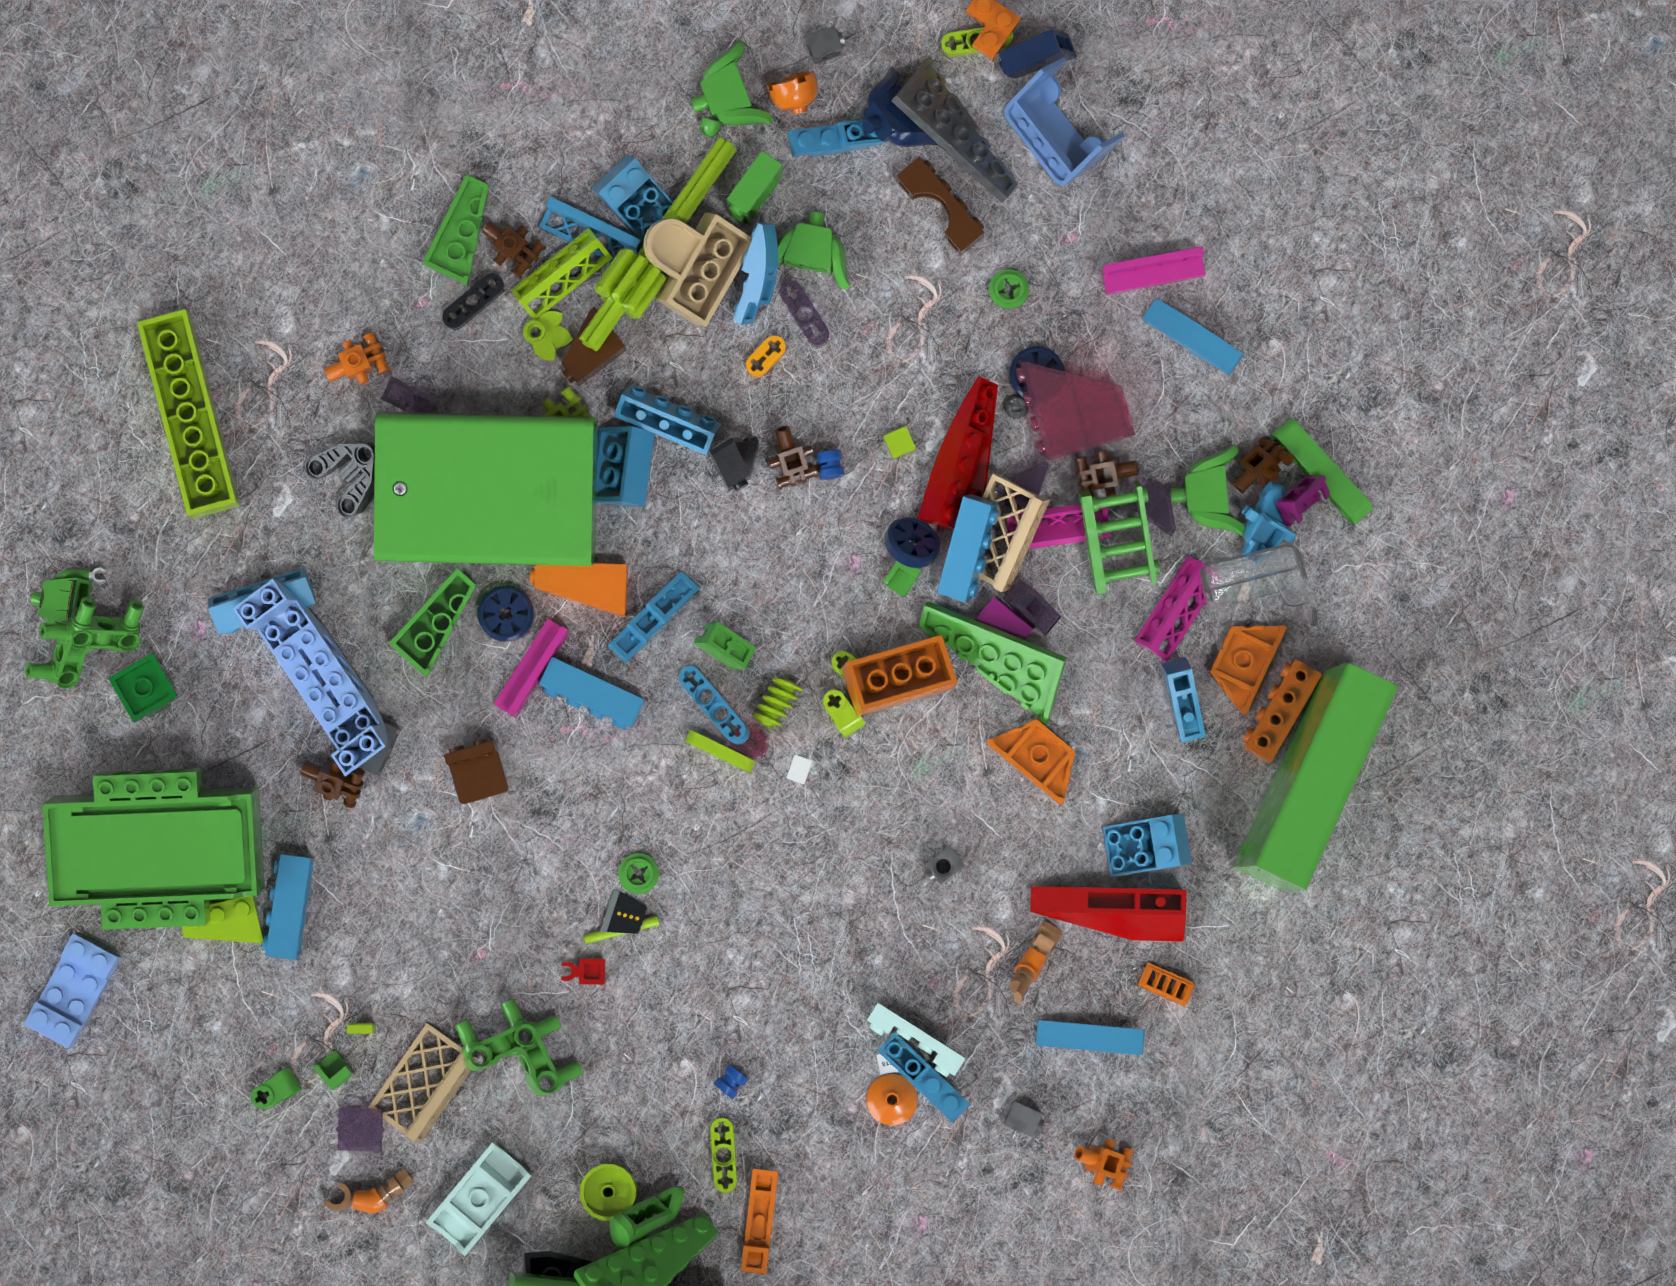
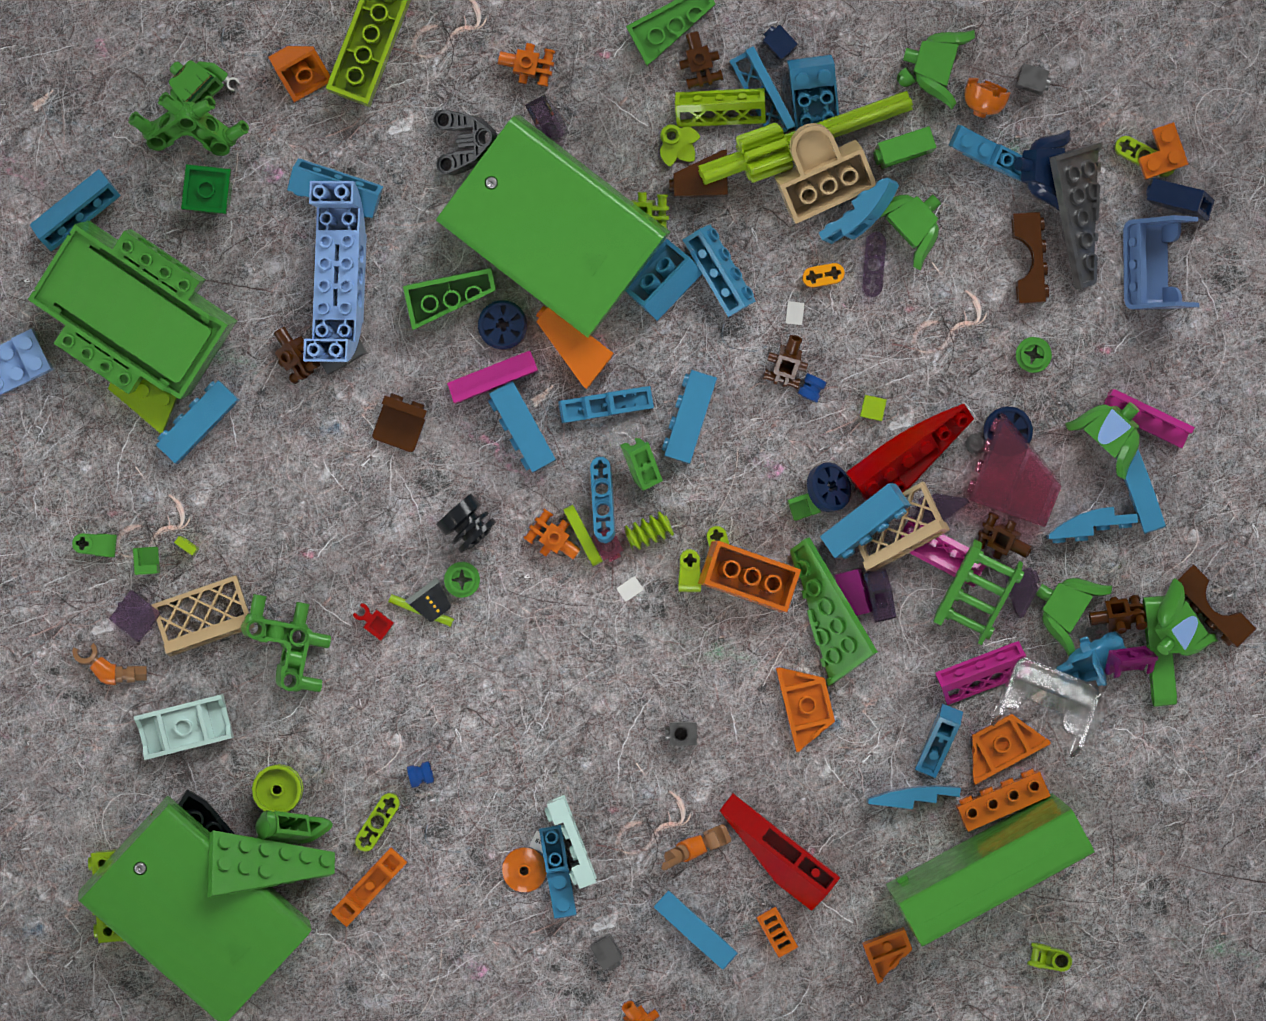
camera: 30 degrees right, 5 degrees up
(36, 786) = (76, 207): none -> dark azure brick
(152, 518) = (300, 70): none -> orange slope
(483, 283) = (659, 74): black beam -> none
(572, 177) = (779, 42): none -> dark blue brick
(604, 817) = (466, 523): none -> black wheel
(695, 772) = (553, 538): none -> orange piece
(735, 461) = (745, 338): black wedge -> none
(739, 572) = (690, 416): none -> dark azure brick
(765, 409) = (794, 313): none -> white sticker
(1131, 303) = (1113, 431): none -> bright green torso
(1147, 845) = (836, 824): dark azure slope -> none
(1167, 409) = (1082, 525): none -> dark azure slope
(1192, 773) = (906, 796): none -> dark azure slope
(1280, 928) = (886, 952): none -> orange wing
(1307, 391) = (1233, 627): none -> reddish brown arch
(1323, 433) = (1179, 625): none -> bright green torso
(1430, 824) = (1047, 957): none -> lime piece

